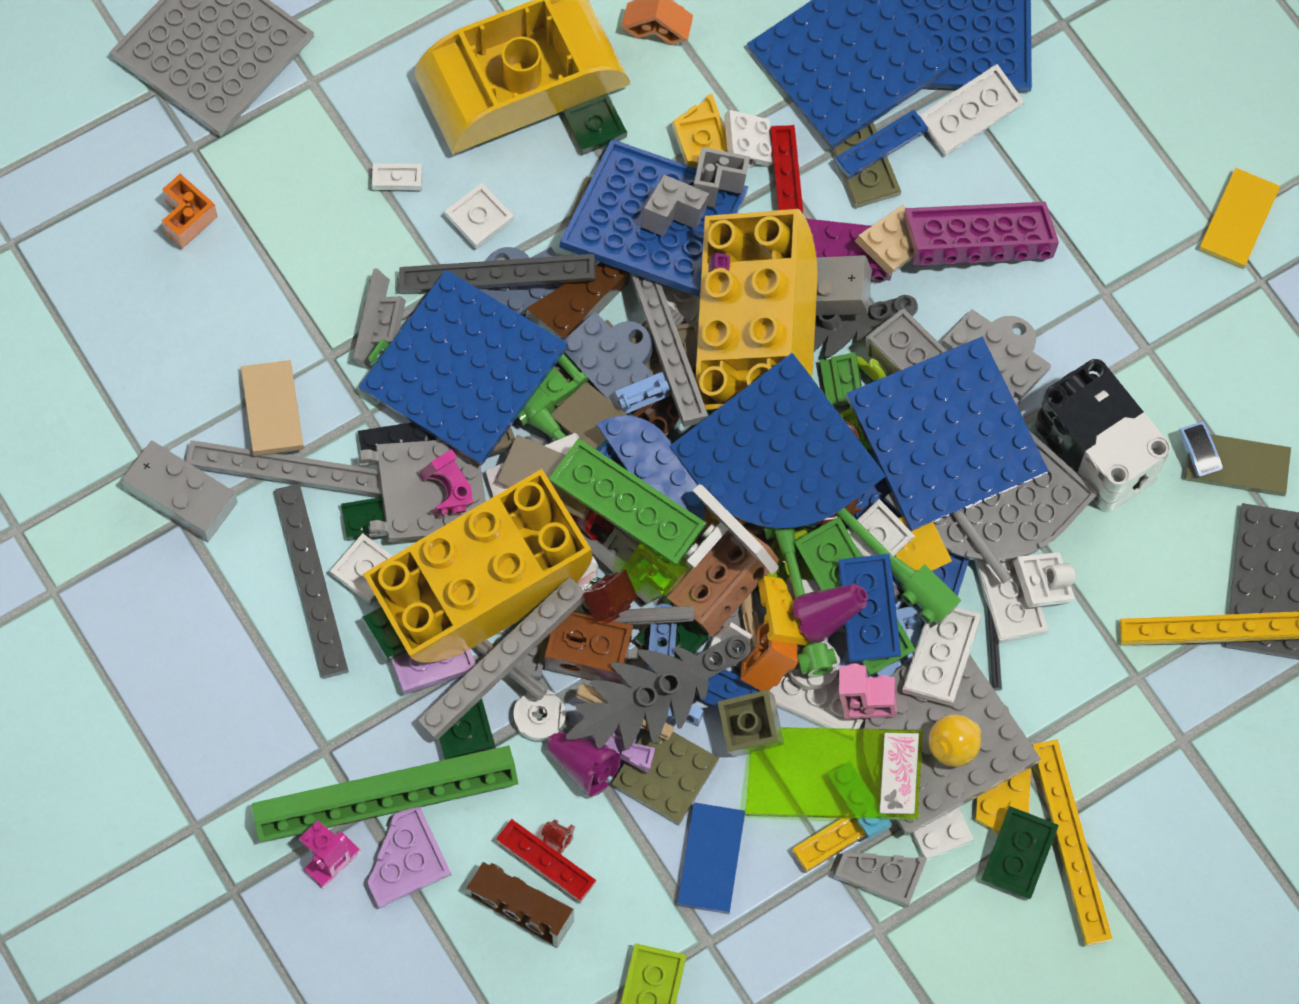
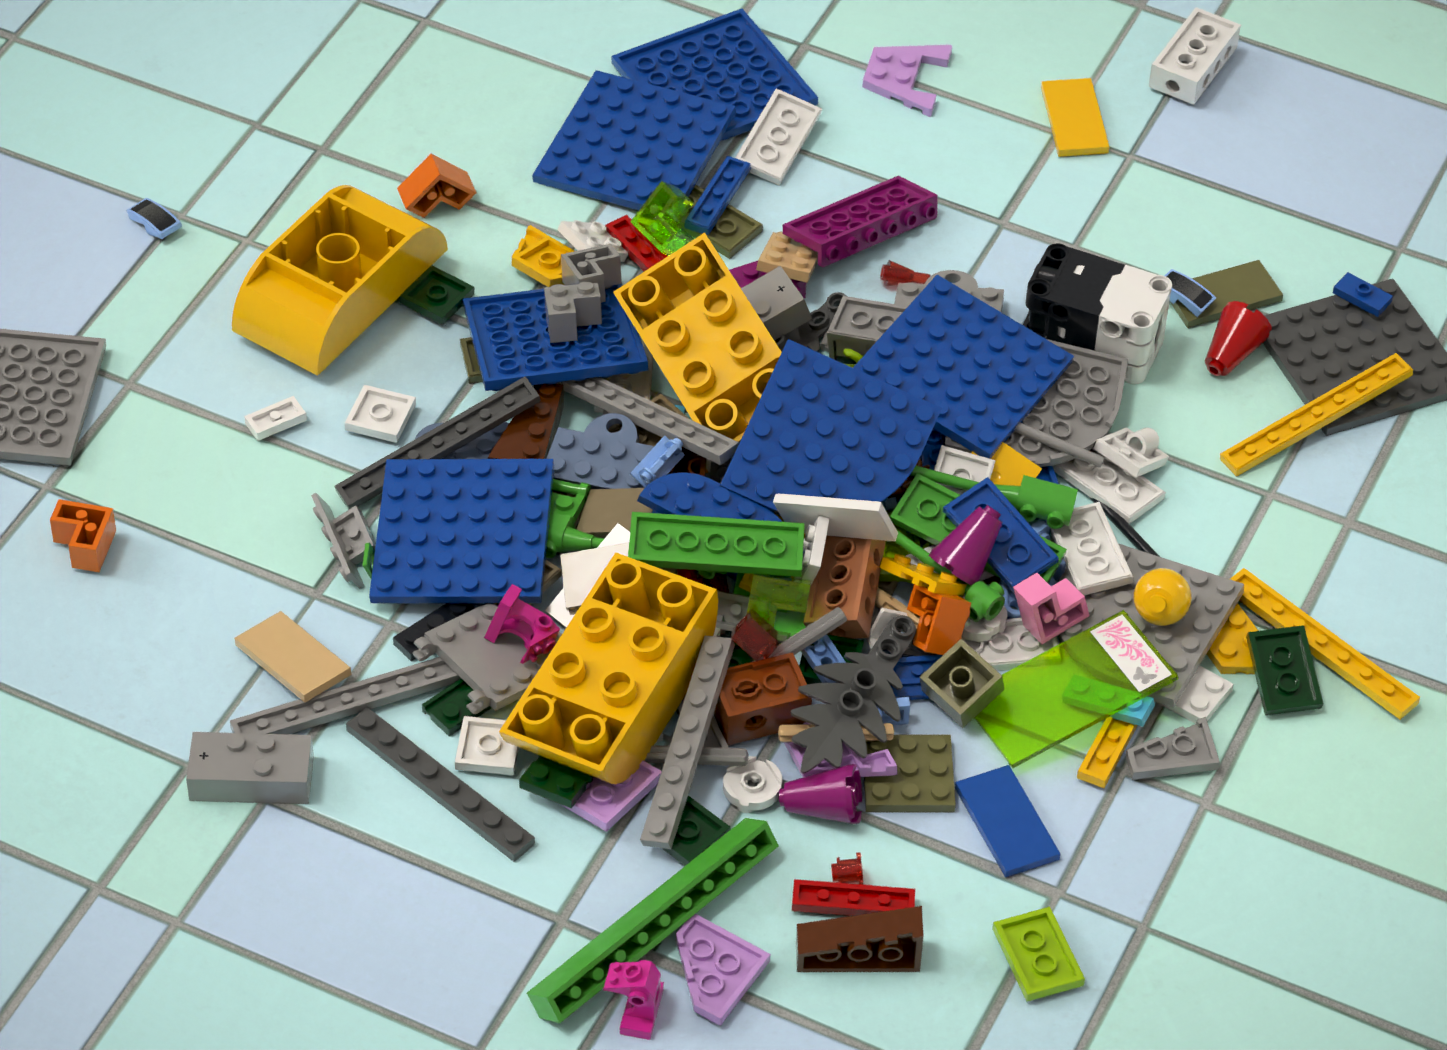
camera: 30 degrees left, 20 degrees down
(719, 261) = (652, 318): magenta piece -> none
(812, 151) = (660, 218): none -> clear neon green brick
(978, 301) = (895, 273): none -> clear red cone
(1119, 90) = (895, 69): none -> lavender wing
(1207, 518) = (1236, 337): none -> red cone

